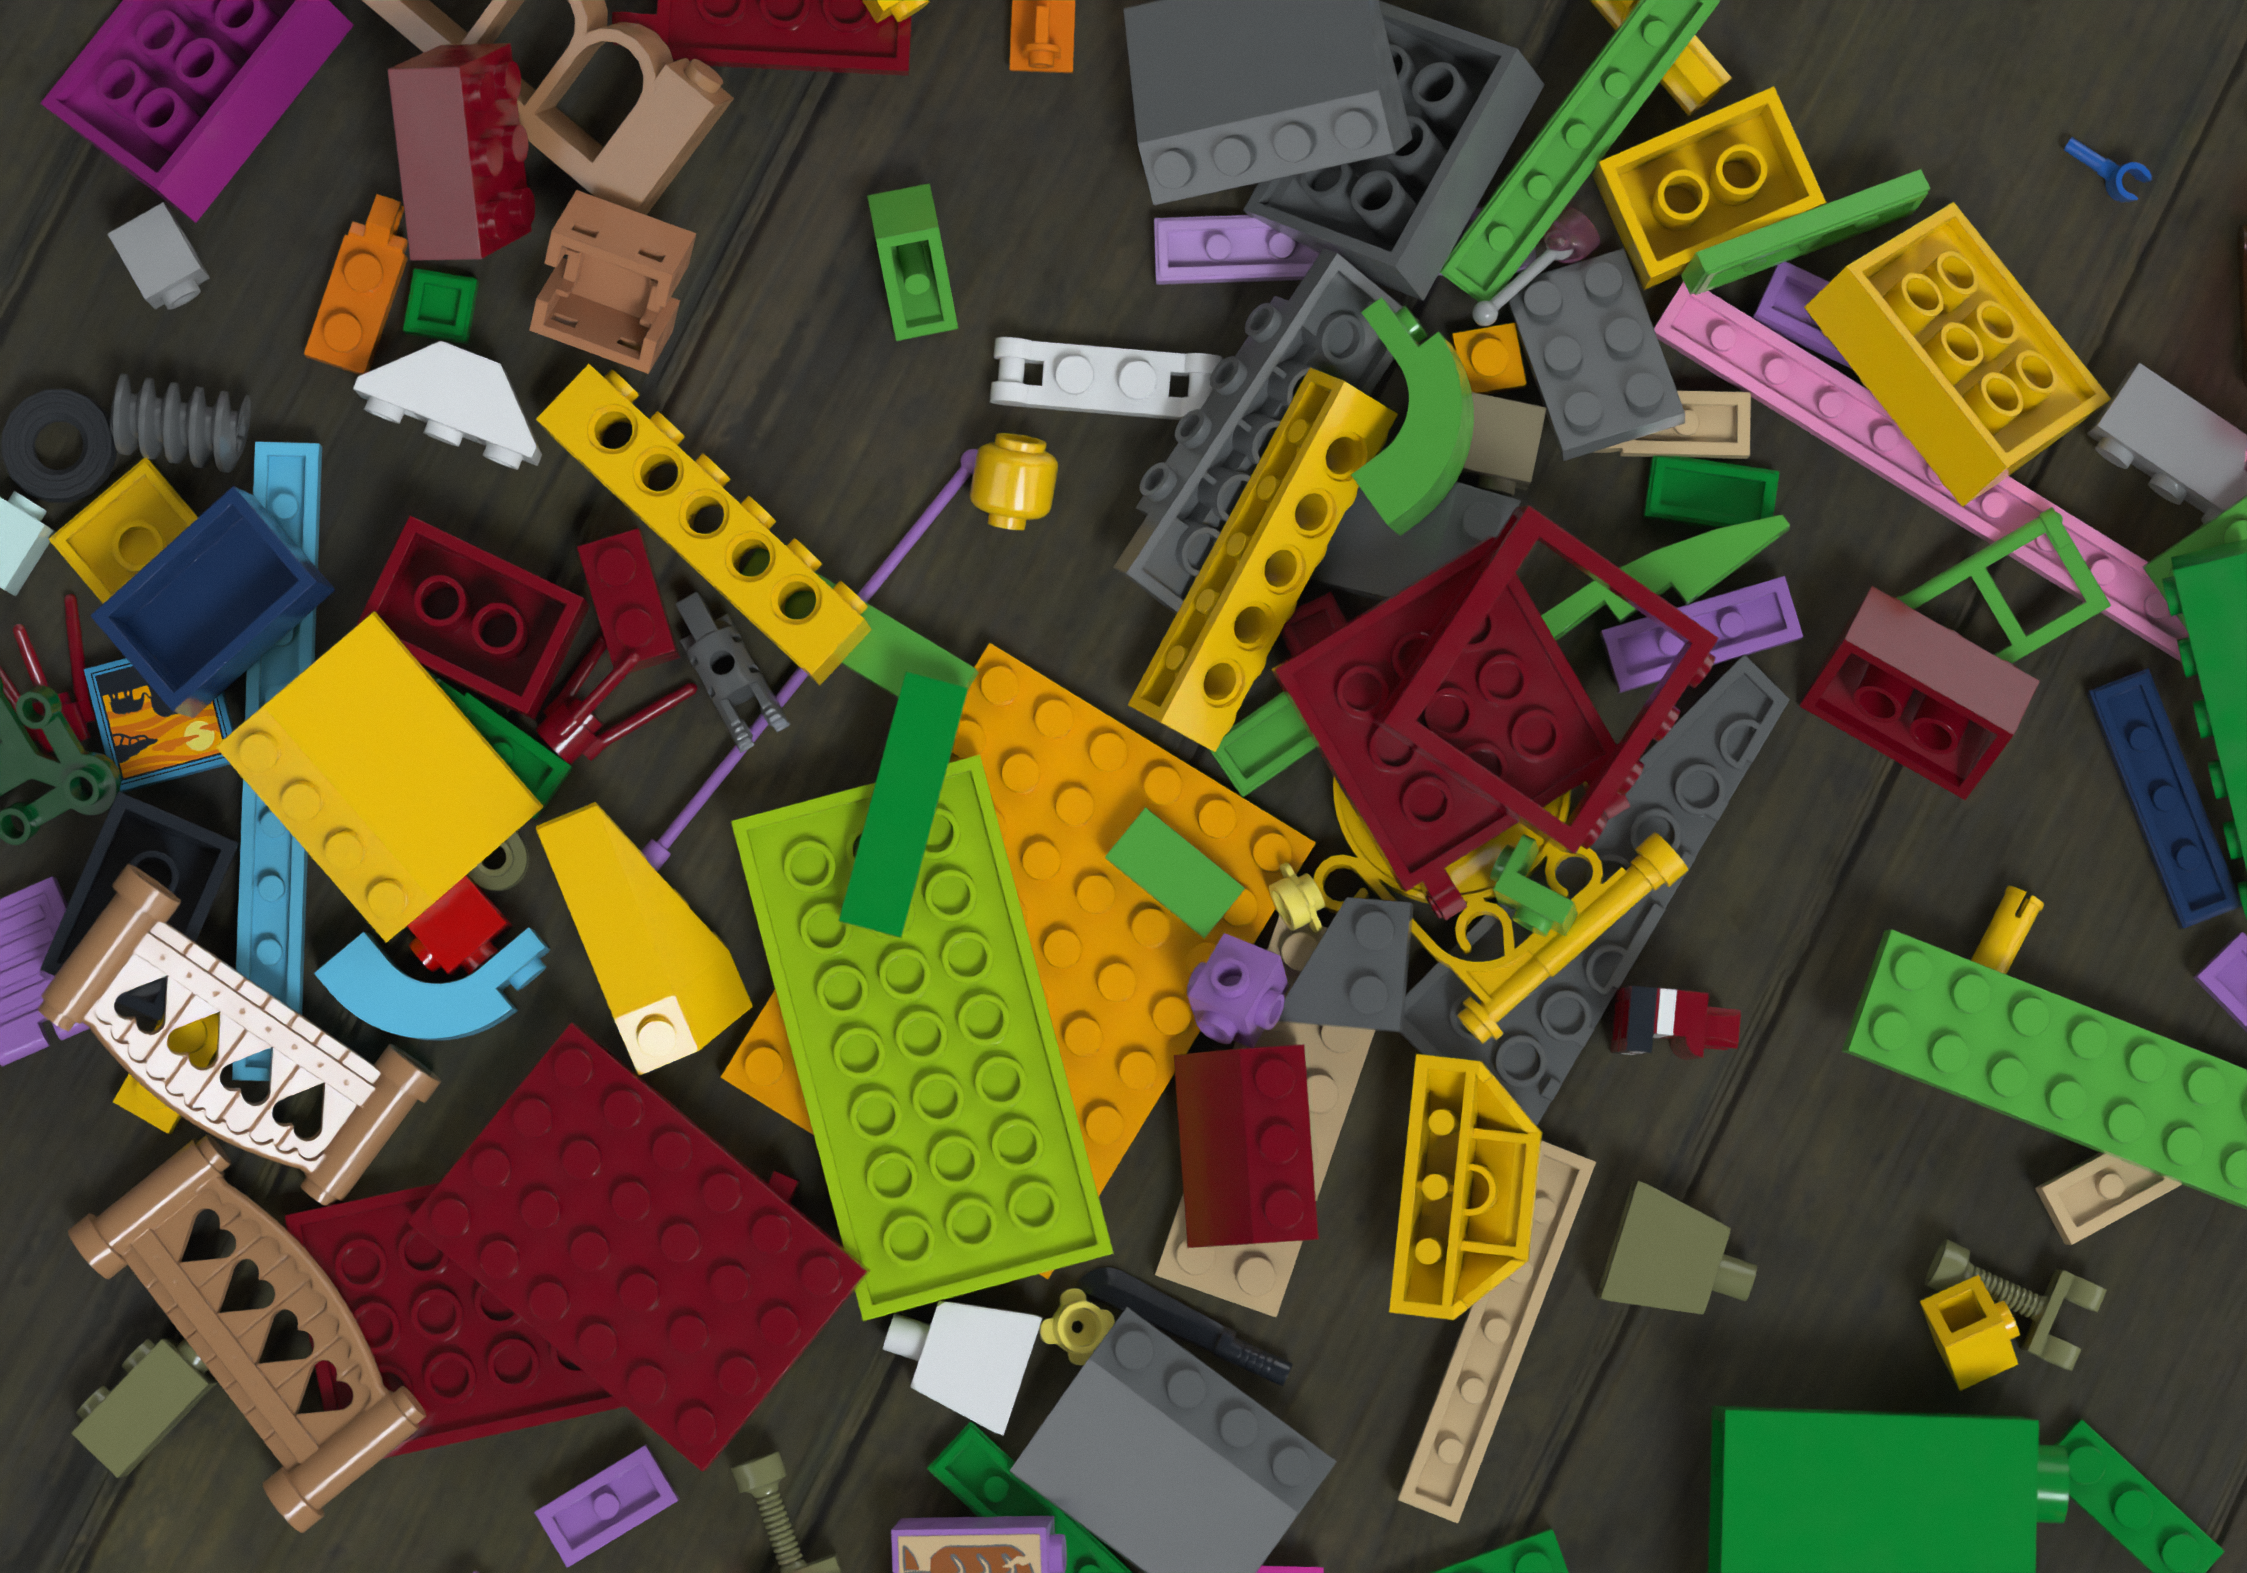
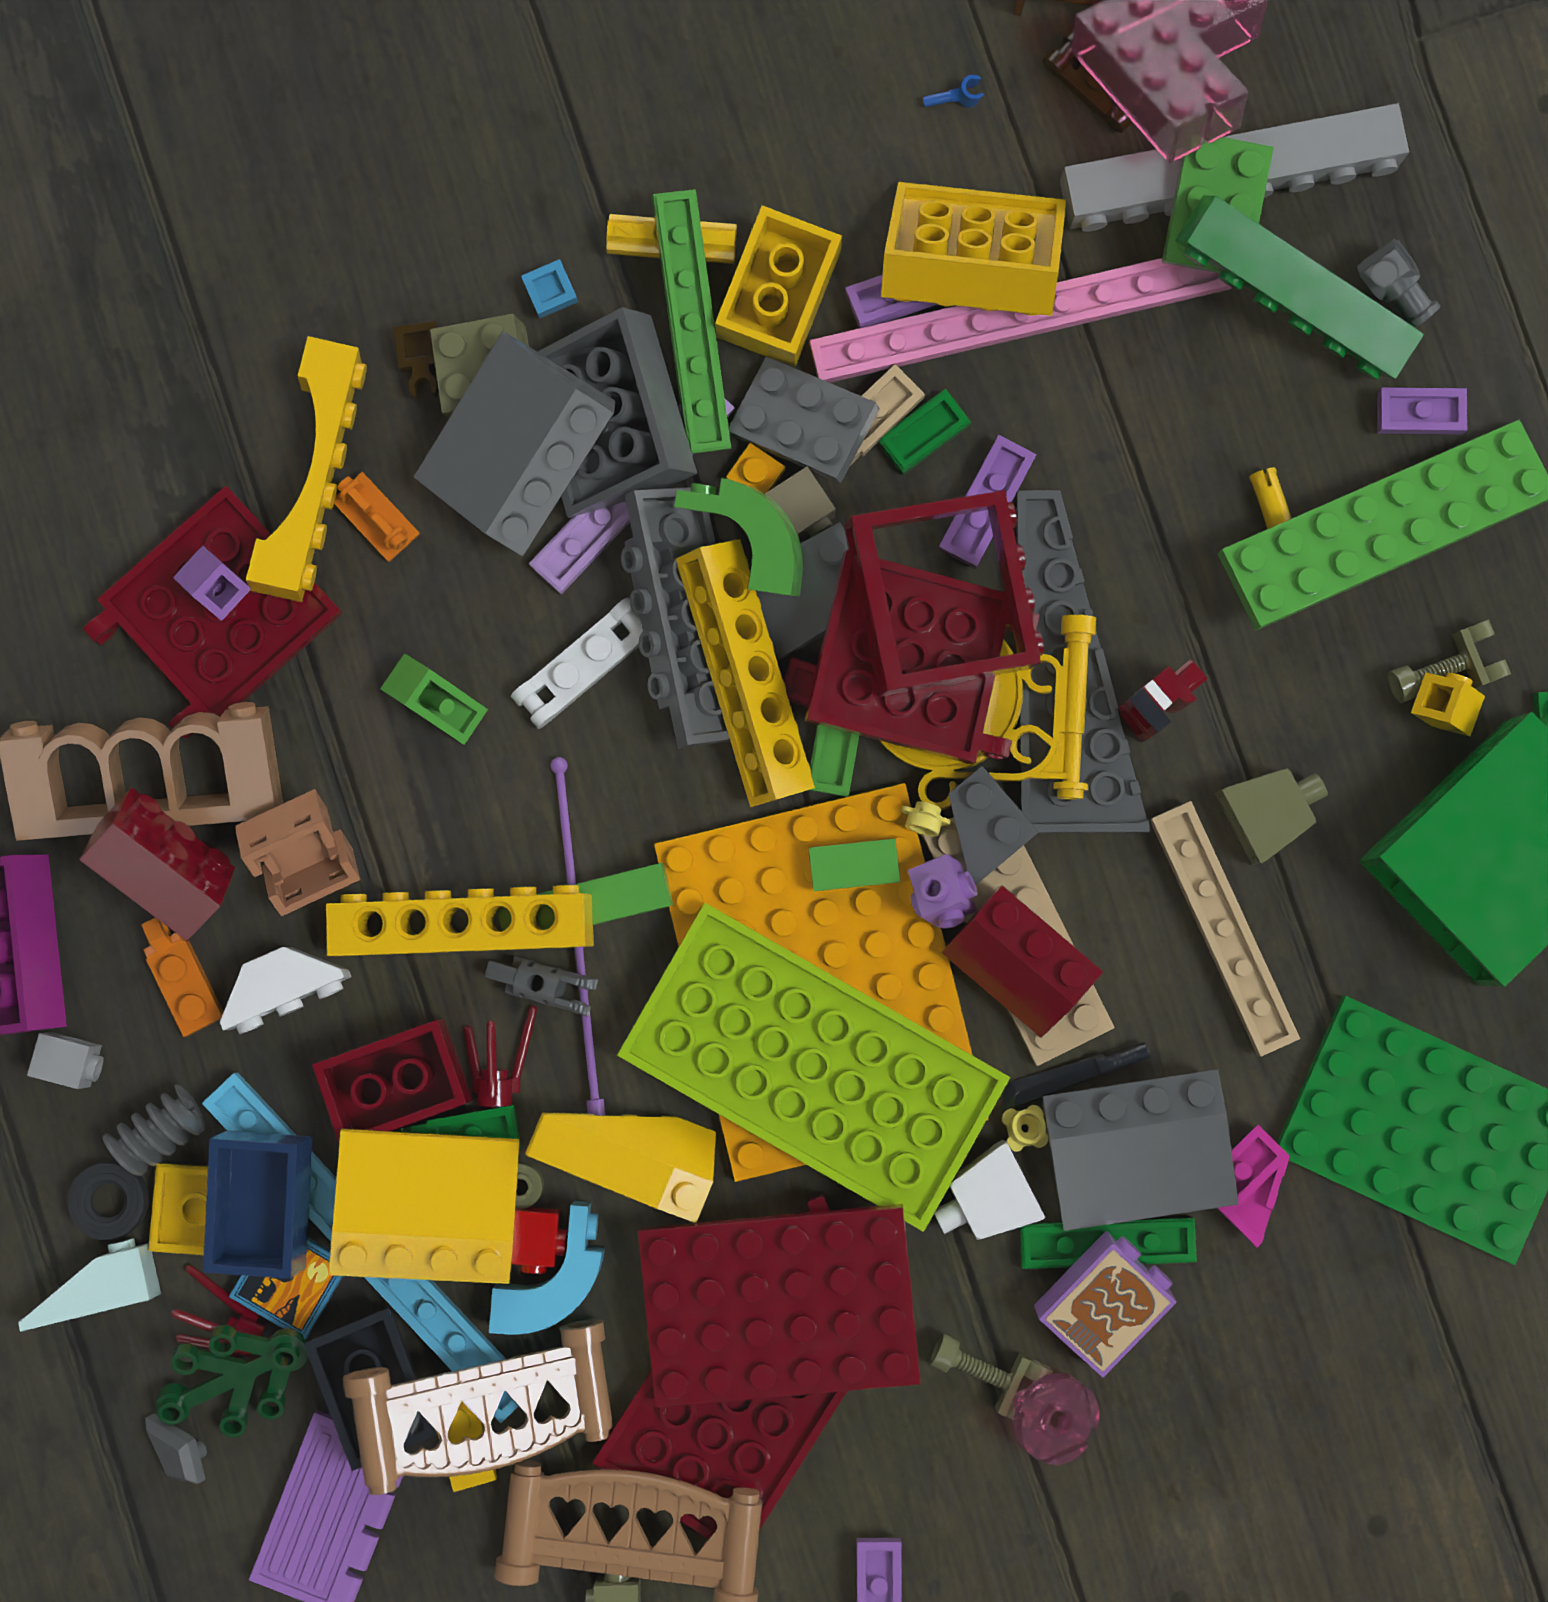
camera: 40 degrees left, 0 degrees up
(441, 306) = (227, 947): green tile -> none
(607, 1505) = (888, 1443): medium lavender plate -> none
(628, 599) = (460, 997): dark red brick -> none
(903, 804) = (692, 963): green tile -> none
(1014, 480) = (587, 755): yellow head -> none
(1462, 1189) = (1145, 878): yellow wedge -> none
(1534, 904) = (1044, 707): bright green bracket -> none
(1567, 241) = (736, 379): hinge -> none
(1687, 566) = (948, 477): bright green slope -> none
(1805, 232) = (845, 262): bright green tile -> none
(1920, 693) = (1119, 425): dark red slope -> none
(1975, 566) = (1083, 340): bright green window -> none
(2098, 1195) = (1439, 579): tan plate -> none
(2164, 799) = (1279, 363): dark blue tile -> none

